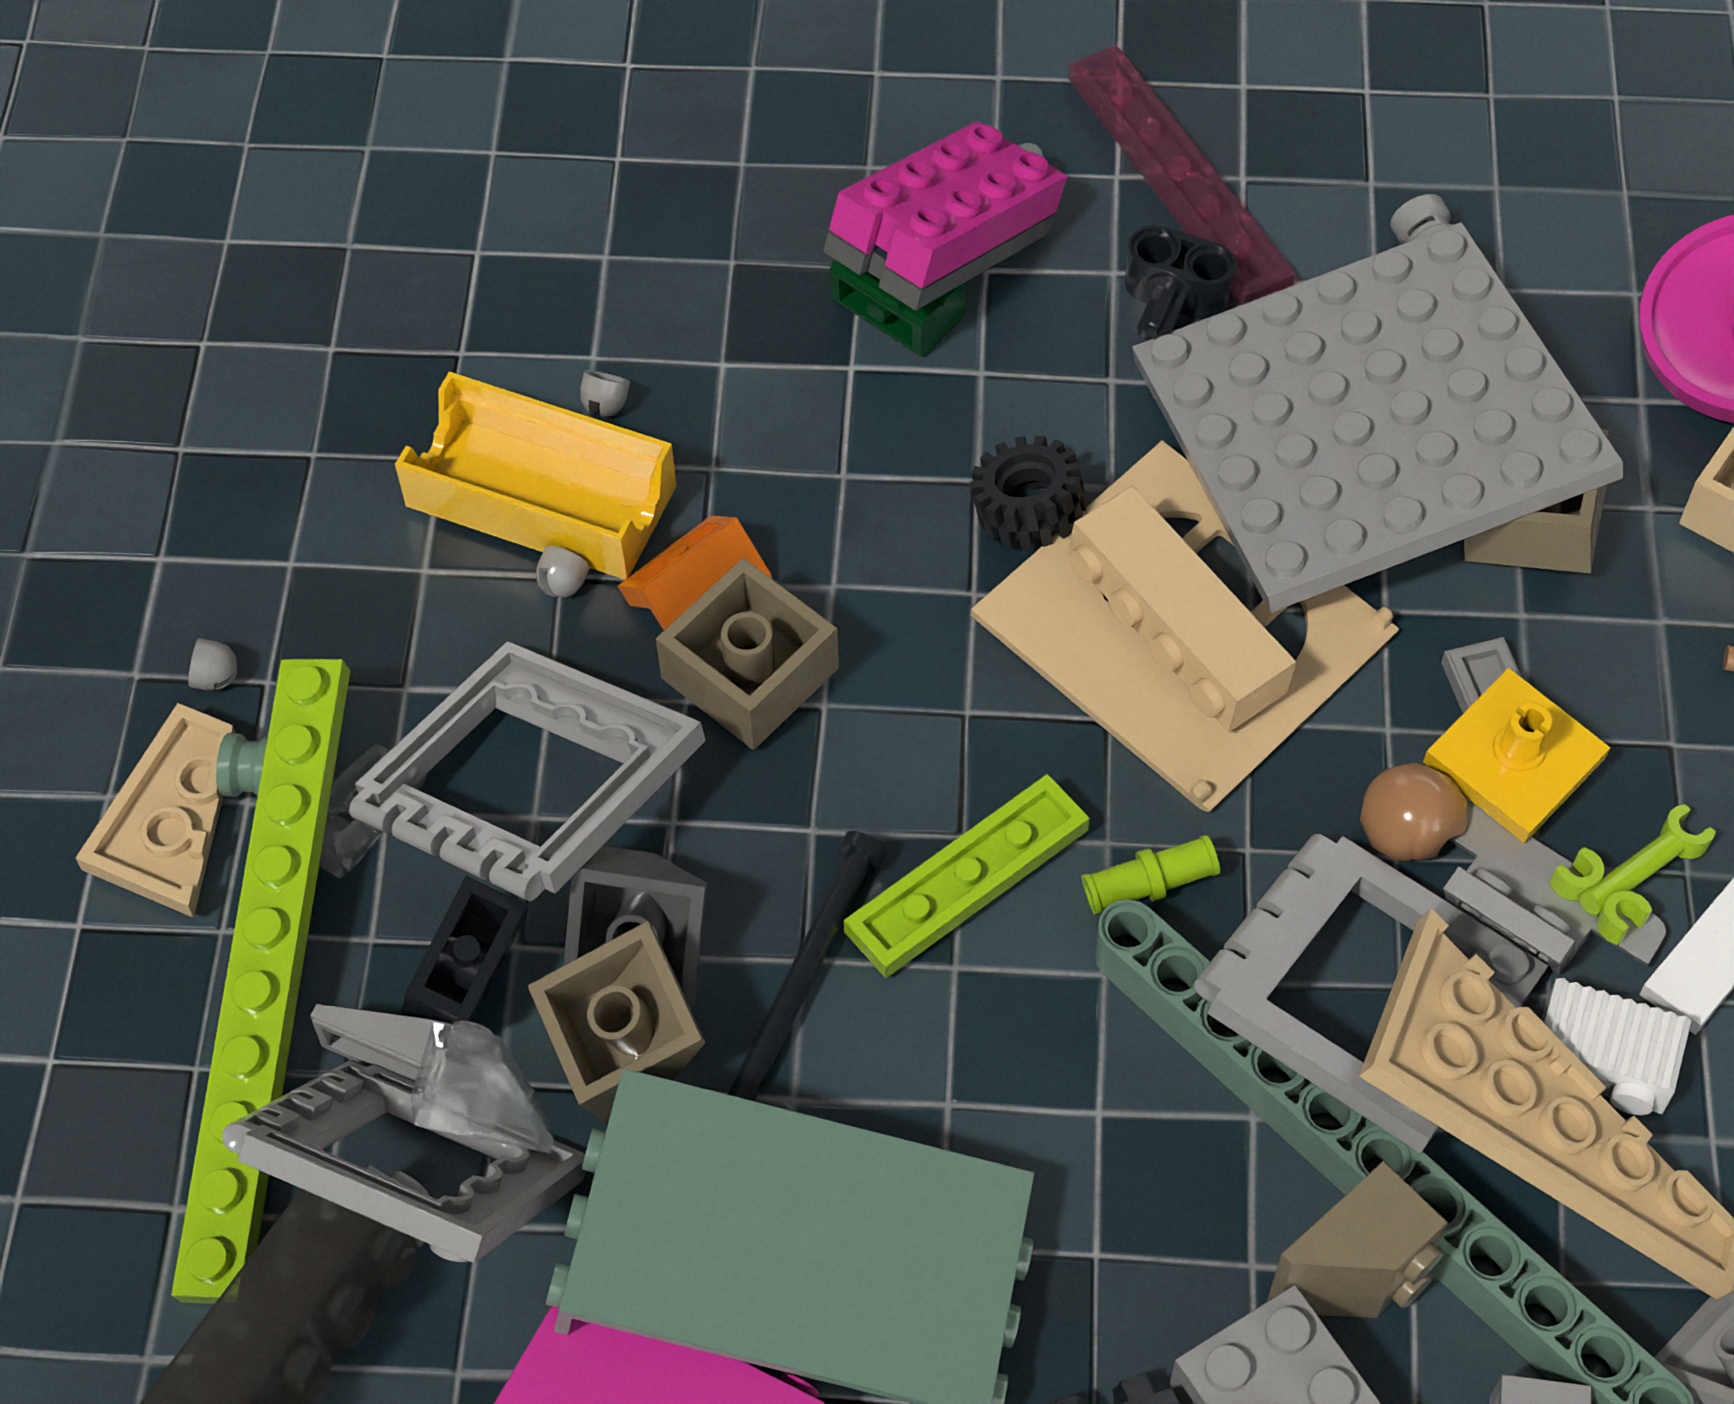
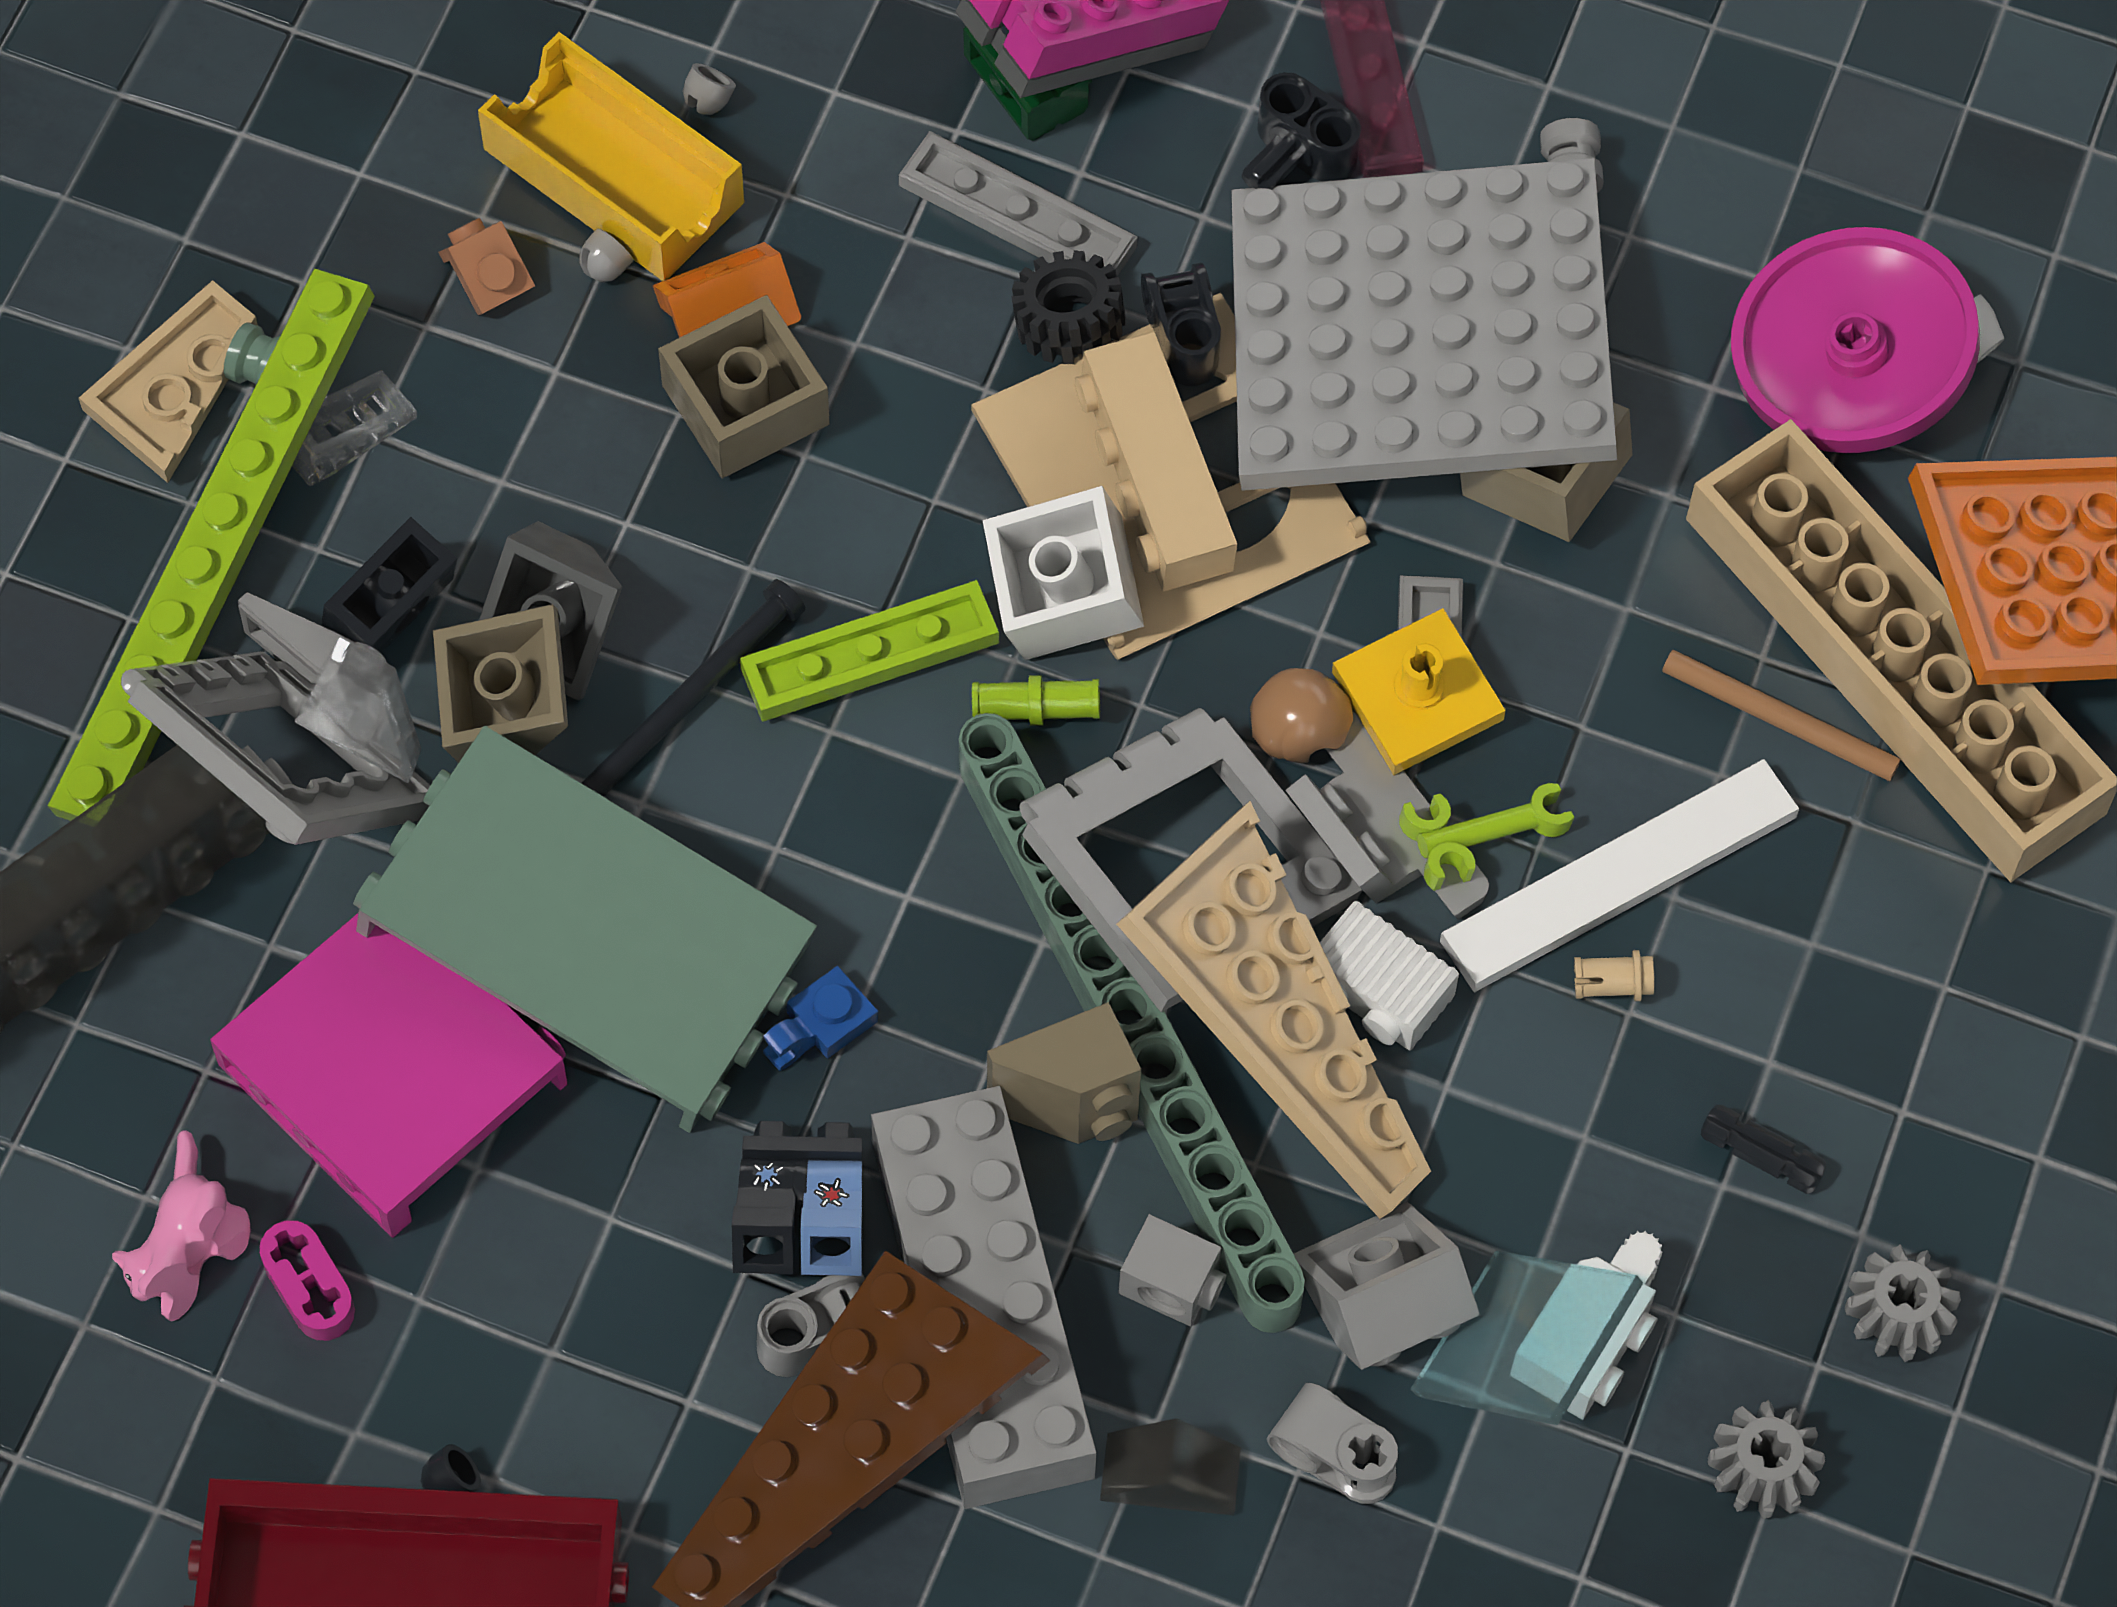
camera: 15 degrees right, 5 degrees up
(212, 665) = (255, 253): light grey hinge -> none
(448, 611) = (486, 264): none -> nougat bracket
(561, 700) = (557, 380): light grey hinge -> none
(928, 417) = (1010, 205): none -> light grey tile
(1068, 1265) = (823, 1016): none -> blue plate
(1135, 740) = (1063, 573): none -> white brick
(1149, 463) = (1182, 314): none -> black piece

